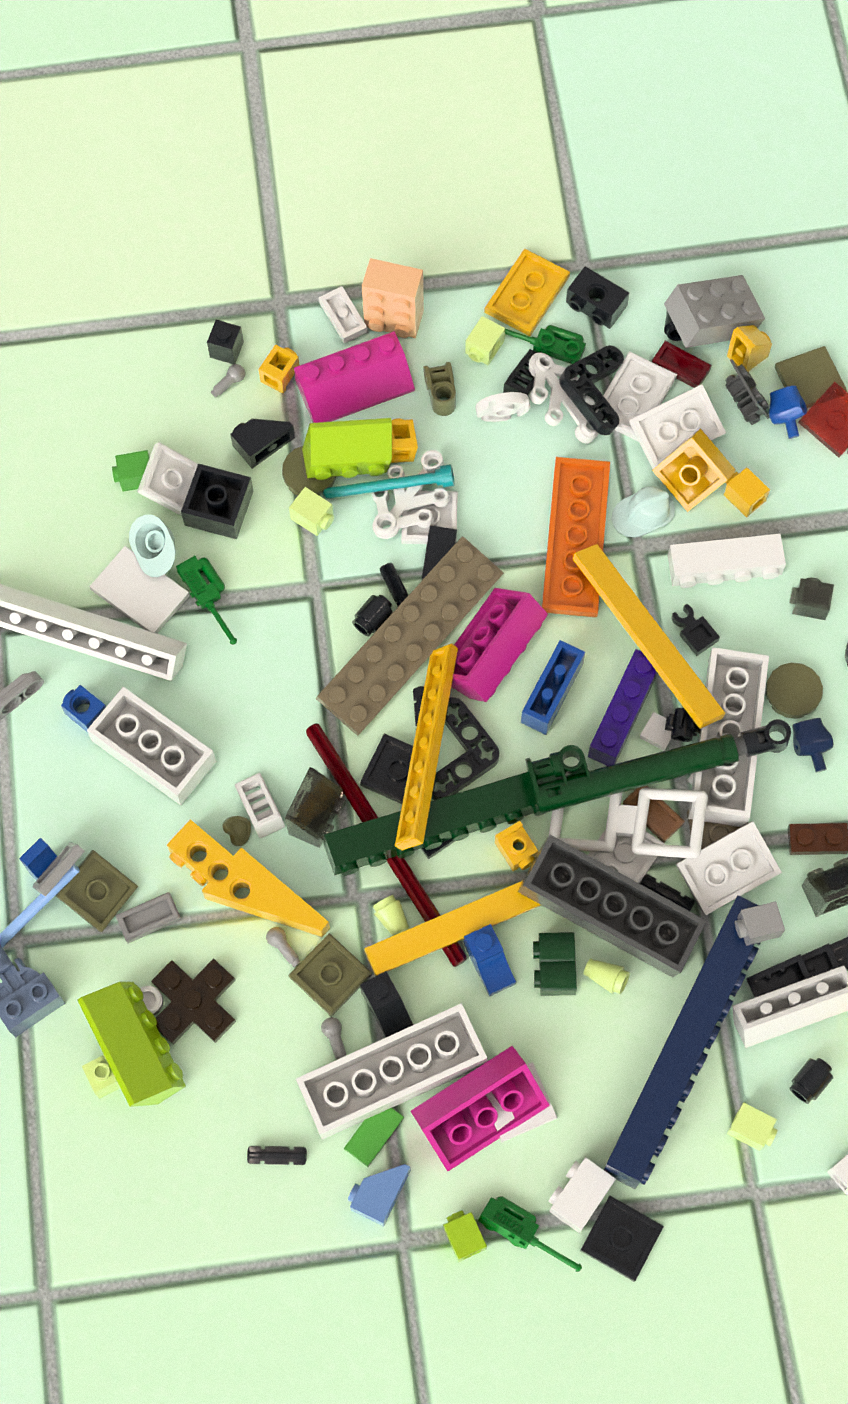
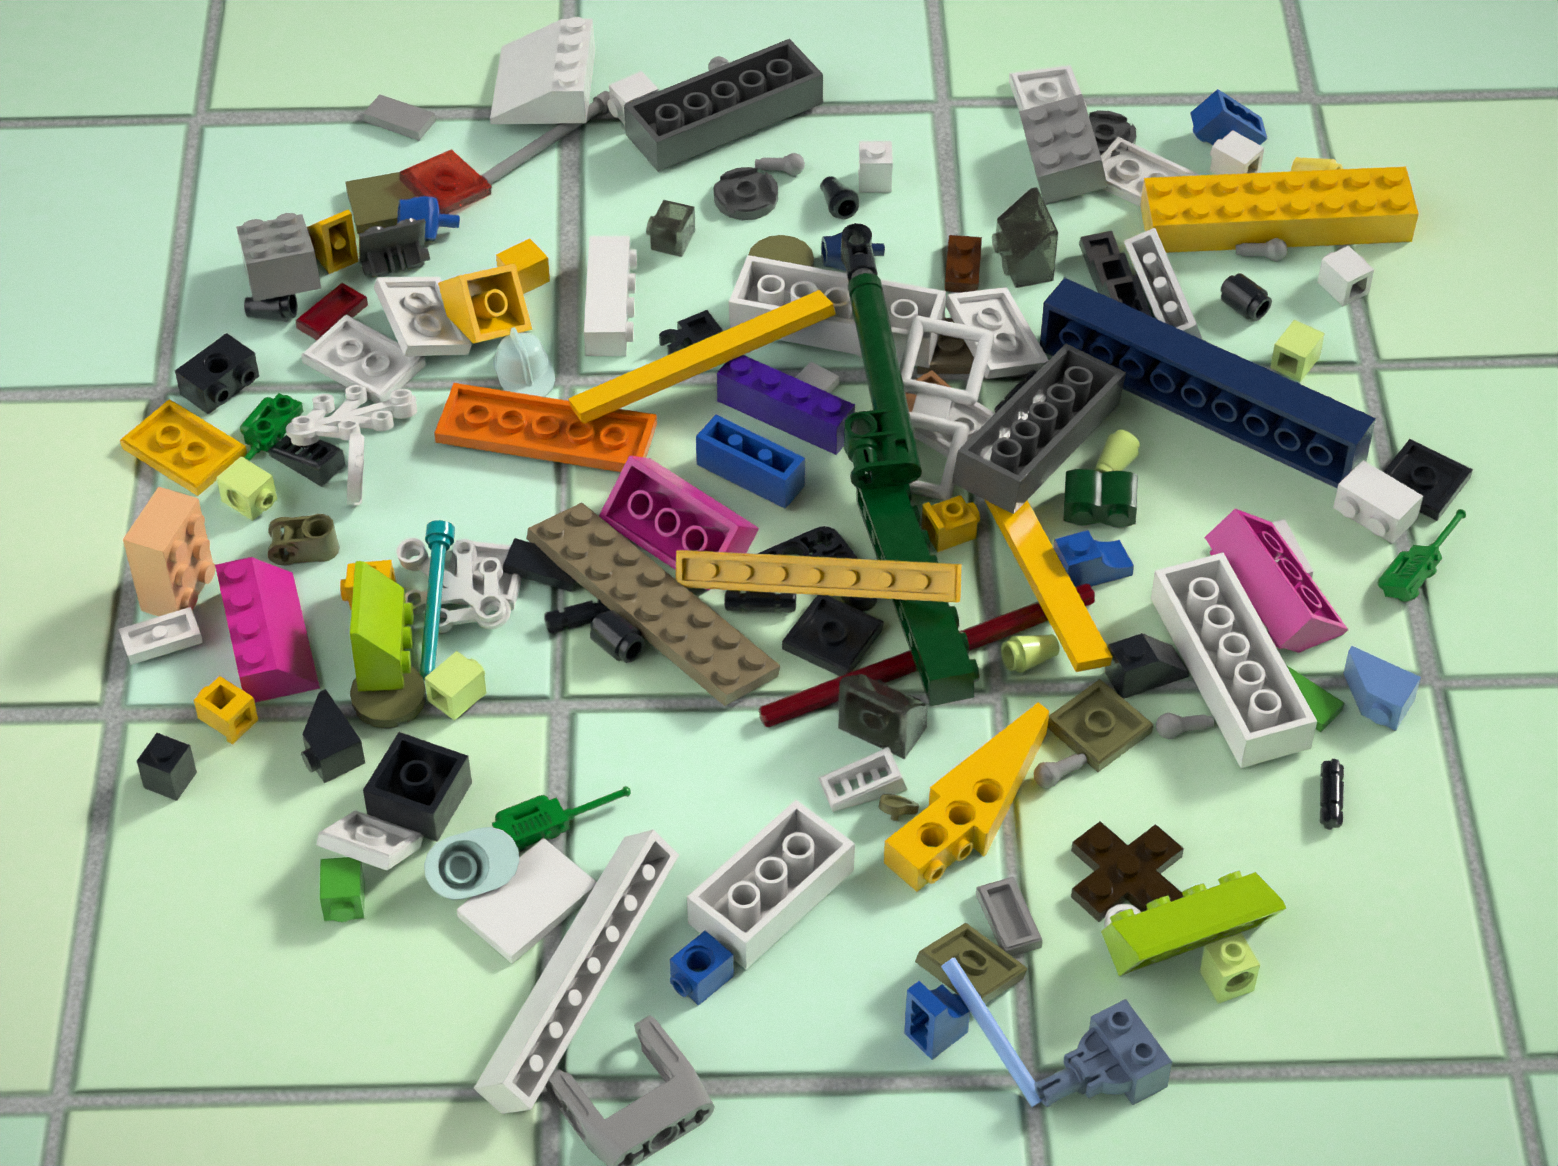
camera: 85 degrees left, 20 degrees down
(58, 868) = (950, 980): light grey tile -> none
(234, 374) = (217, 766): light grey piece -> none
(464, 1235) = (1429, 612): lime brick -> none
(585, 387) = (339, 394): black beam -> none
(681, 725) = (818, 345): black gear -> none
(759, 923) = (1084, 276): light grey brick -> none

